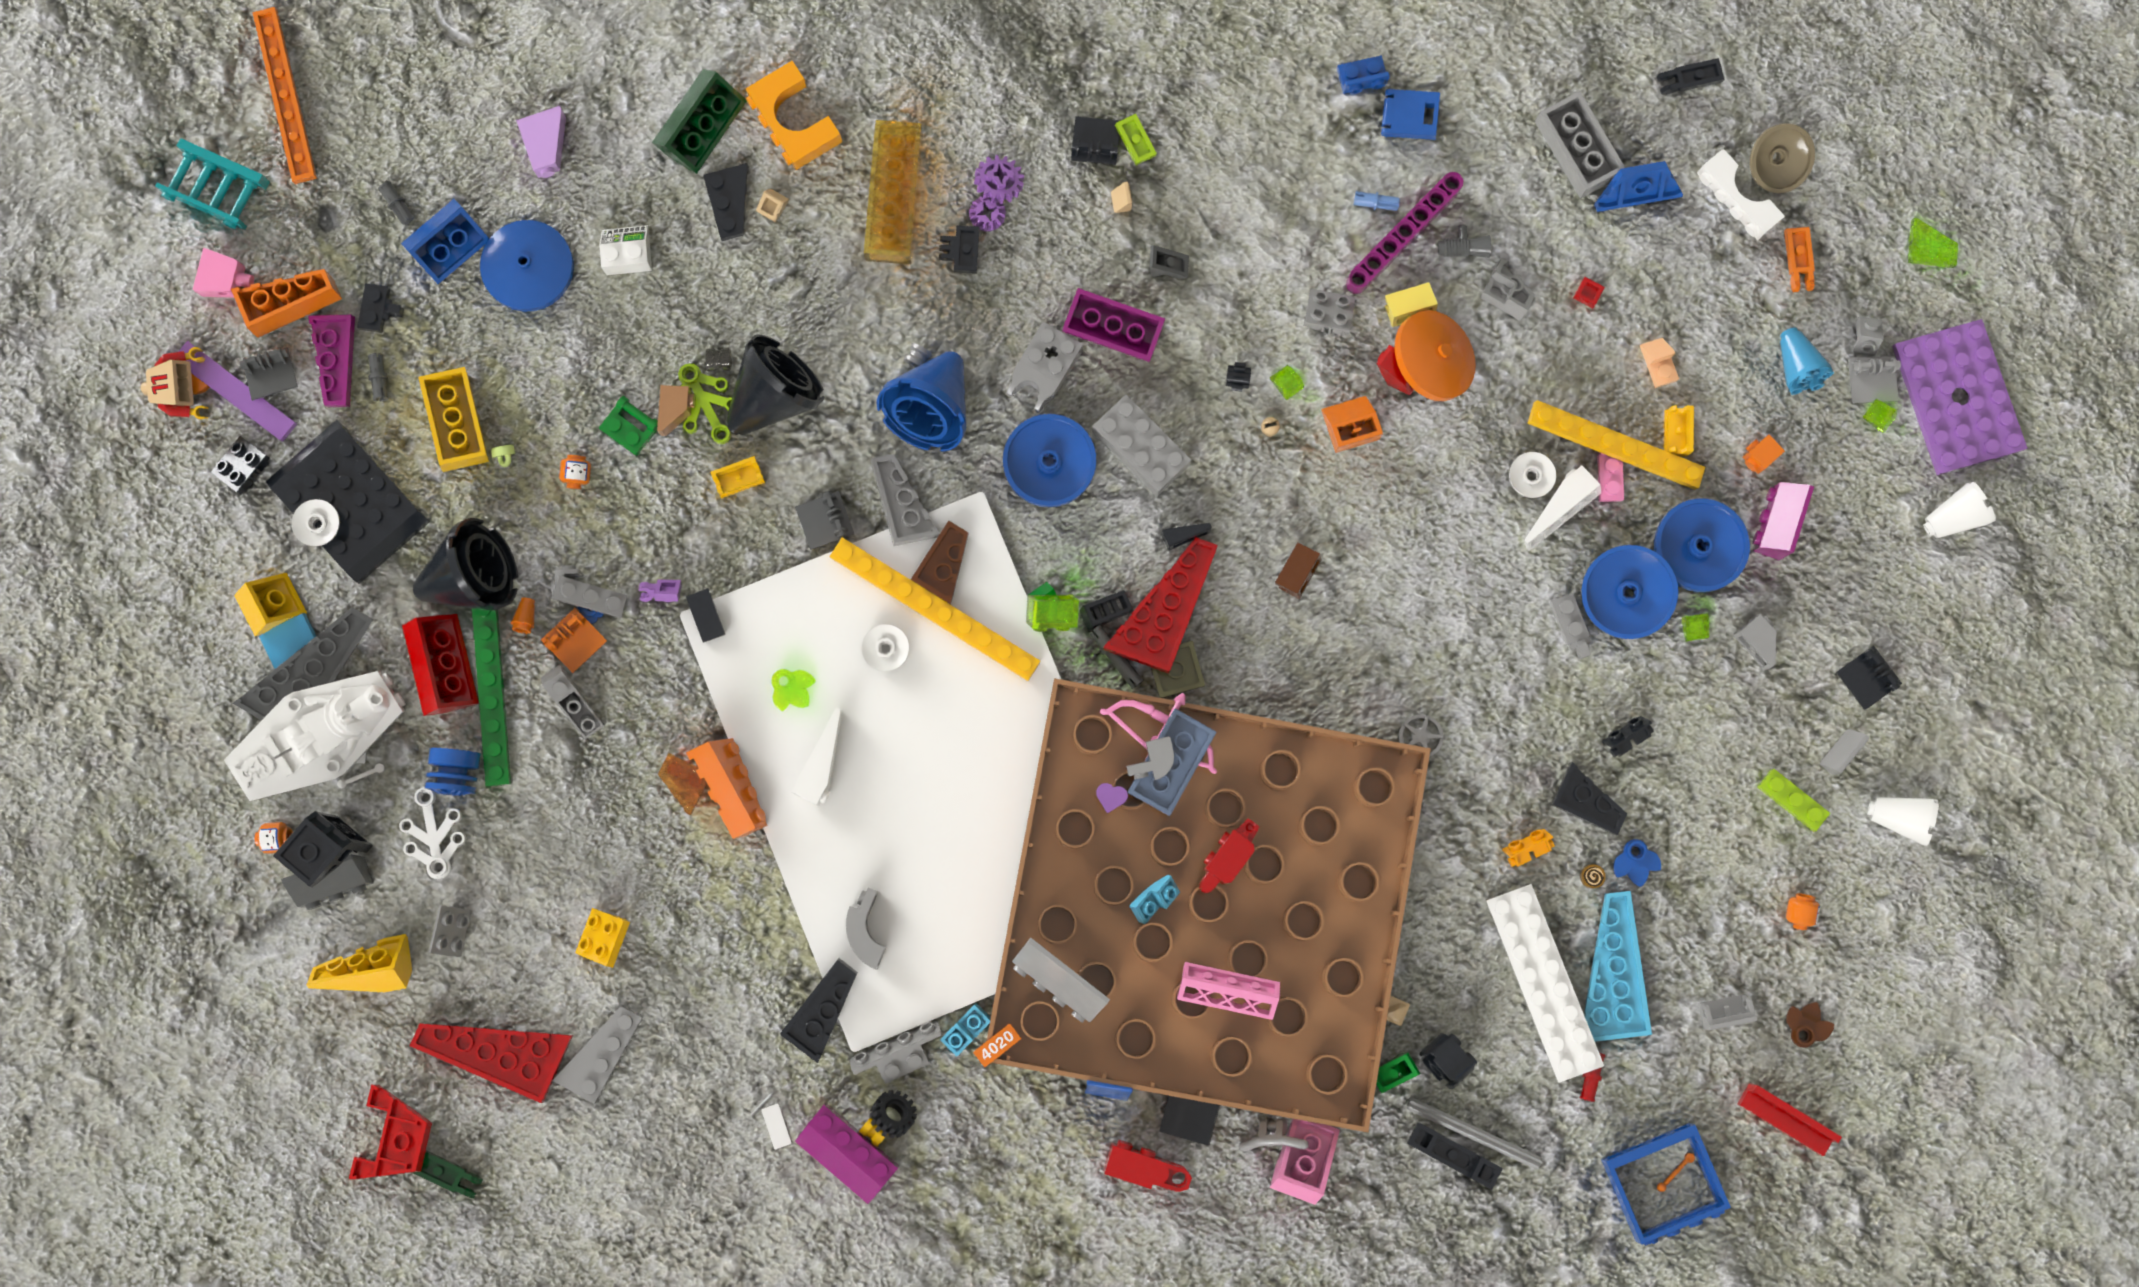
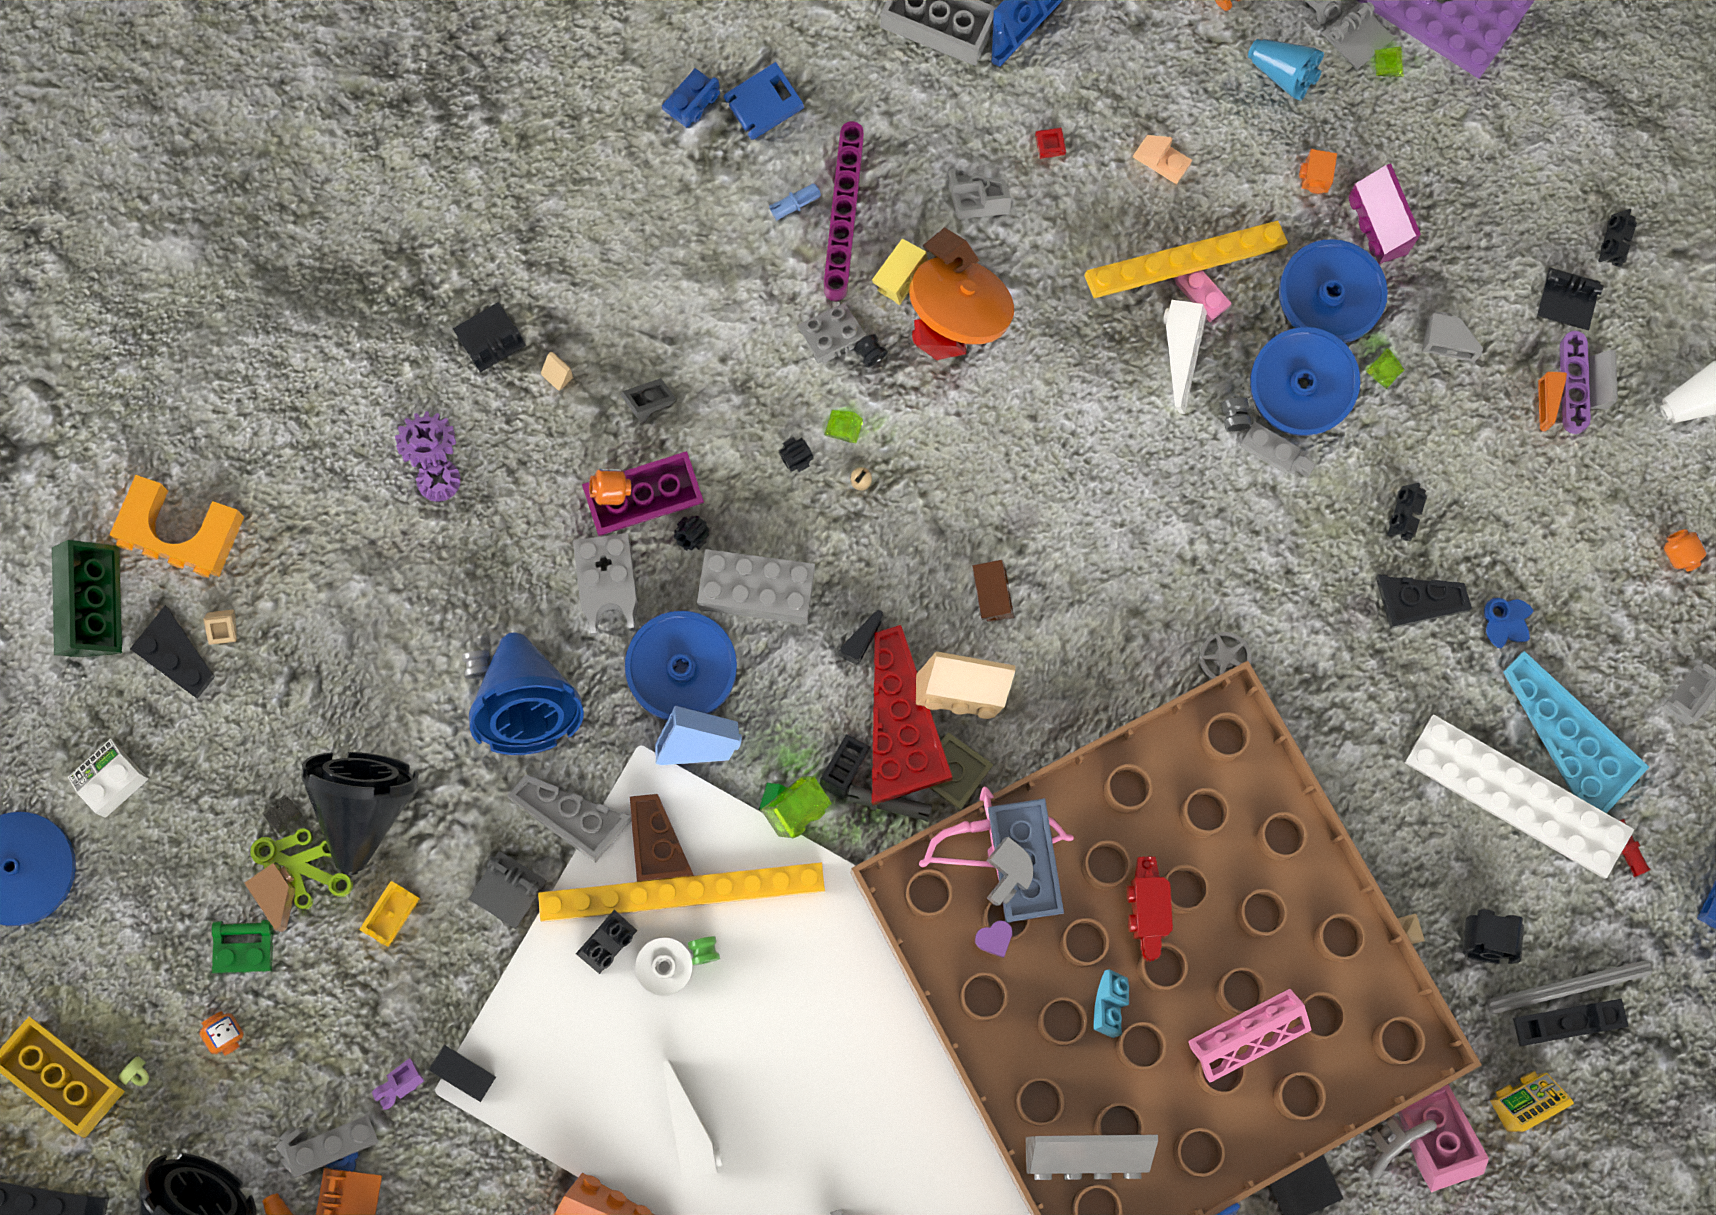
camera: 40 degrees left, 5 degrees down
(794, 691) = (607, 1078): clear neon green plate -> none
(860, 603) = (607, 942): none -> black hinge
(893, 192) = (332, 526): clear yellow brick -> none
(919, 657) = (703, 950): none -> bright green wheel
(962, 249) = (440, 531): black hinge -> none
(1022, 516) = (696, 738): none -> light blue slope
(1093, 303) = (609, 487): none -> orange head
(1126, 376) = (691, 532): none -> black gear
(1135, 139) = (527, 308): lime plate -> none
(1226, 617) = (964, 685): none -> slope
(1345, 343) = (870, 350): none -> black wheel
(1352, 424) = (935, 418): orange slope -> none
(1383, 1183) = (1529, 1101): none -> slope
(1396, 1072) = (1457, 985): green slope -> none
(1455, 312) = (948, 247): none -> reddish brown hinge
(1464, 247) = (908, 184): dark grey piece -> none
(1518, 850) = (1406, 671): light orange hinge -> none
(1540, 467) = (1142, 334): white dish -> none
(1563, 578) = (1236, 414): none -> dark grey wheel
(1592, 876) = (1479, 664): tile -> none
(1679, 430) = (1229, 205): yellow hinge -> none
(1793, 800) = (1594, 457): lime plate -> none
(1796, 734) = (1550, 394): none -> orange slope
(1821, 736) = (1575, 382): none -> medium lavender beam
(1948, 656) = (1620, 228): none -> black hinge
(1960, 512) = (1528, 94): white cone -> none

